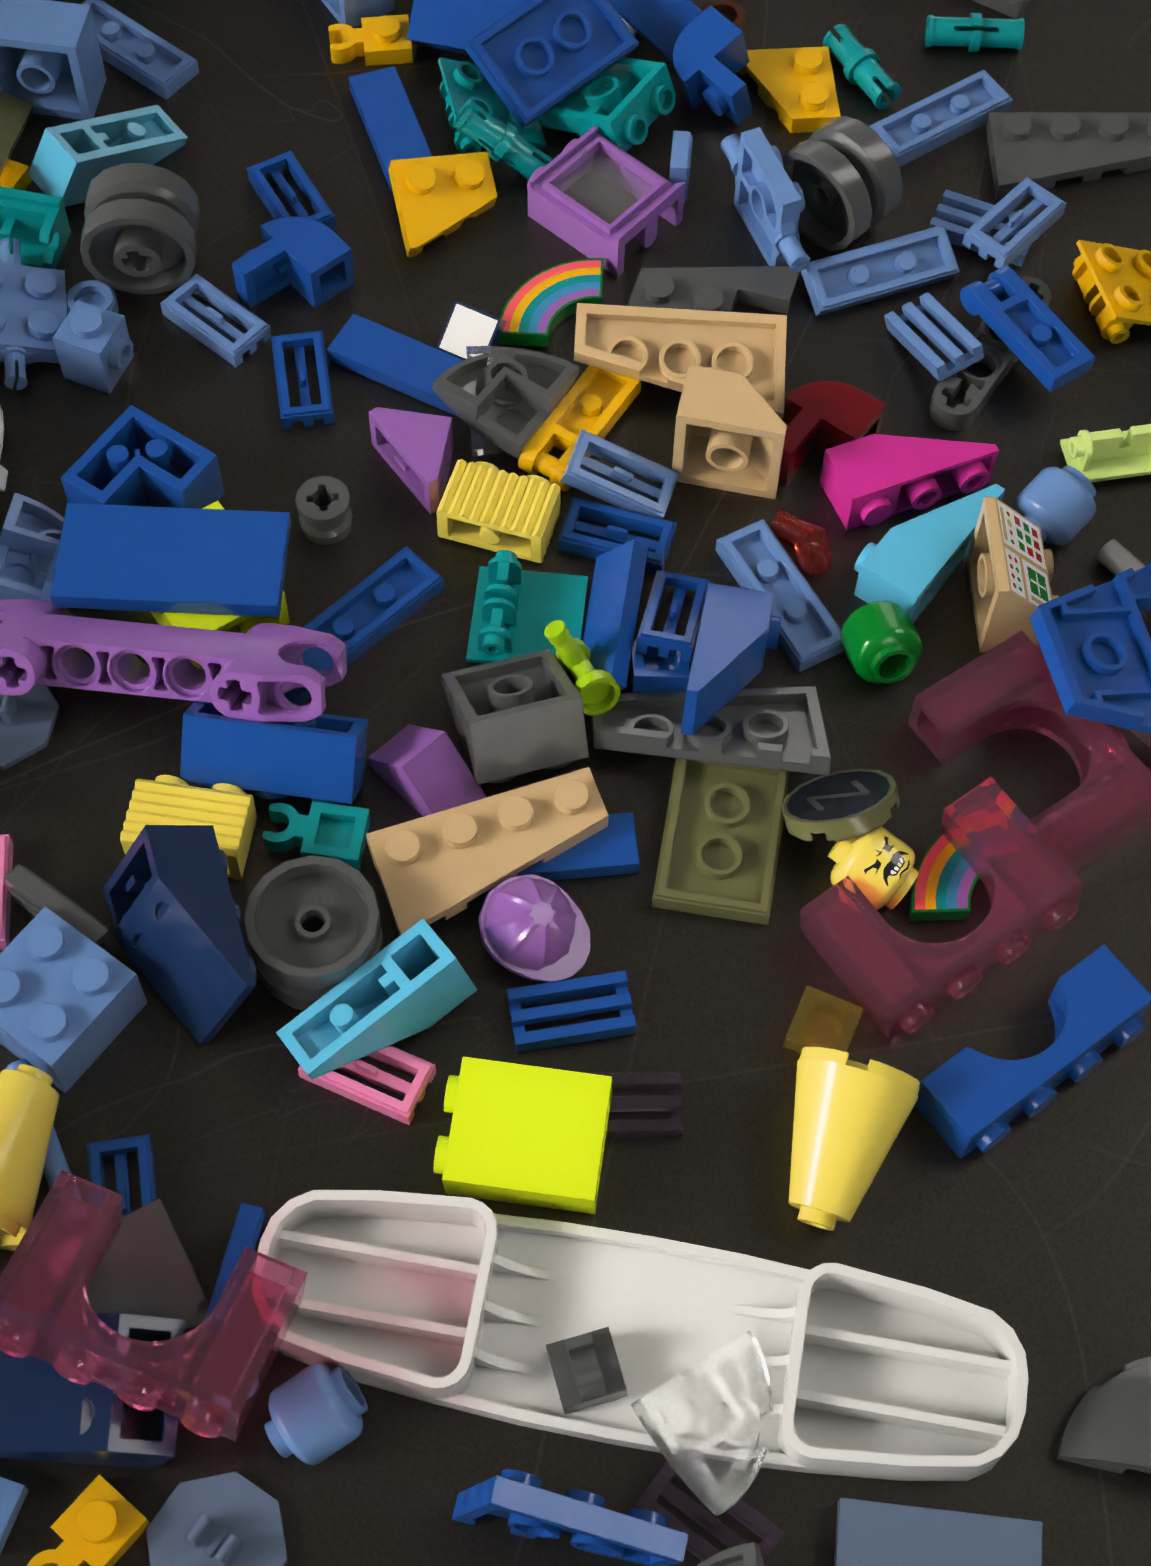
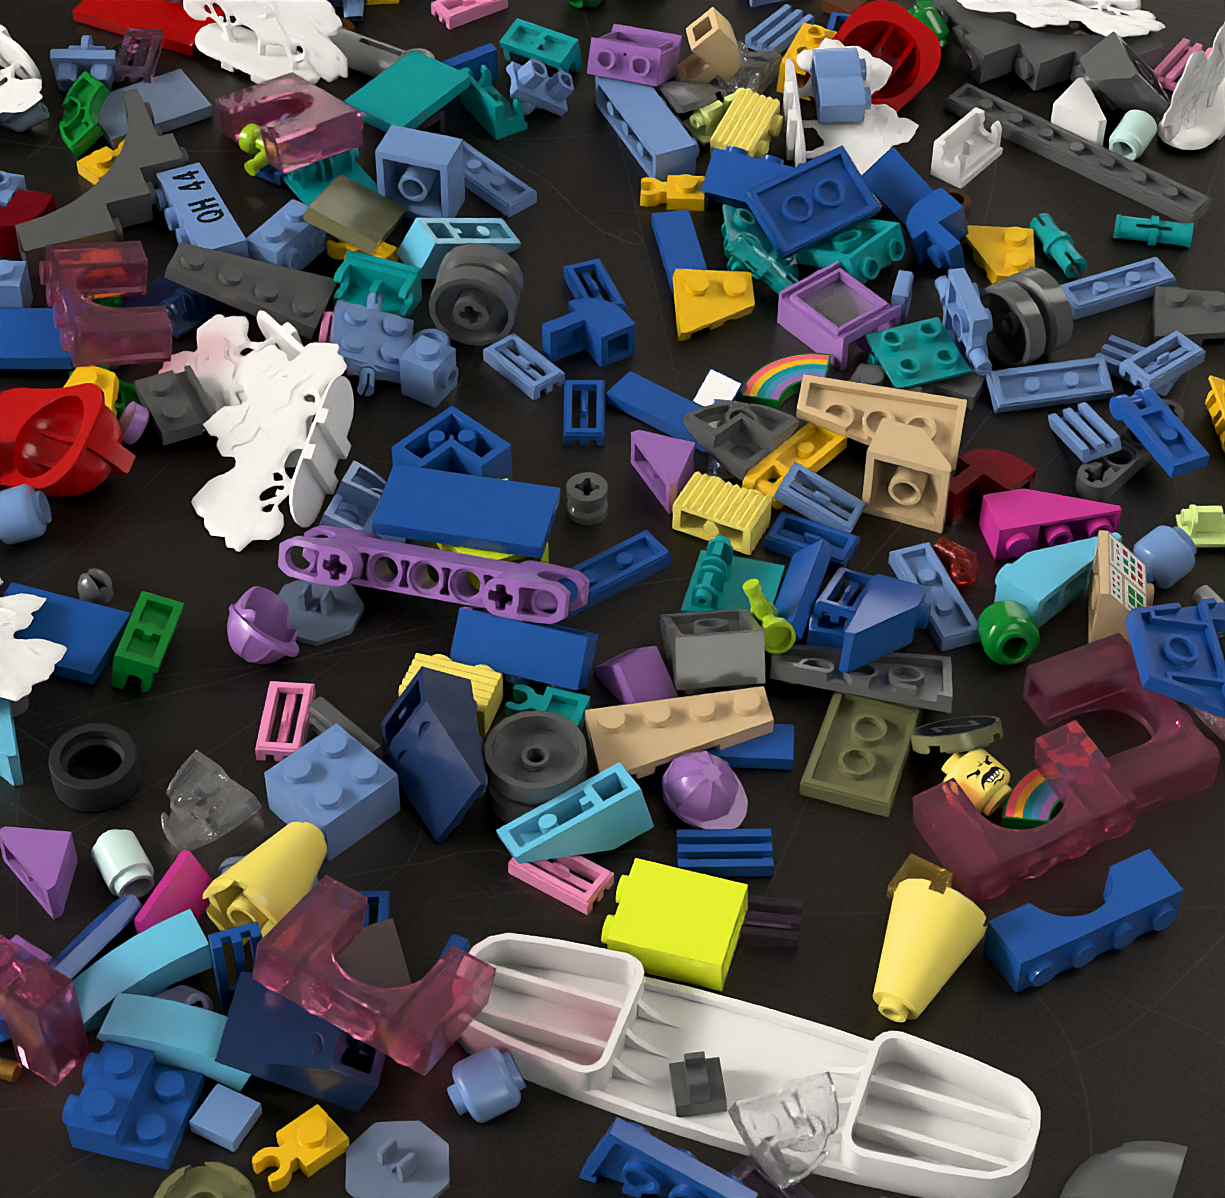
camera: 10 degrees right, 15 degrees down
(711, 248) = (916, 354): none -> teal hinge

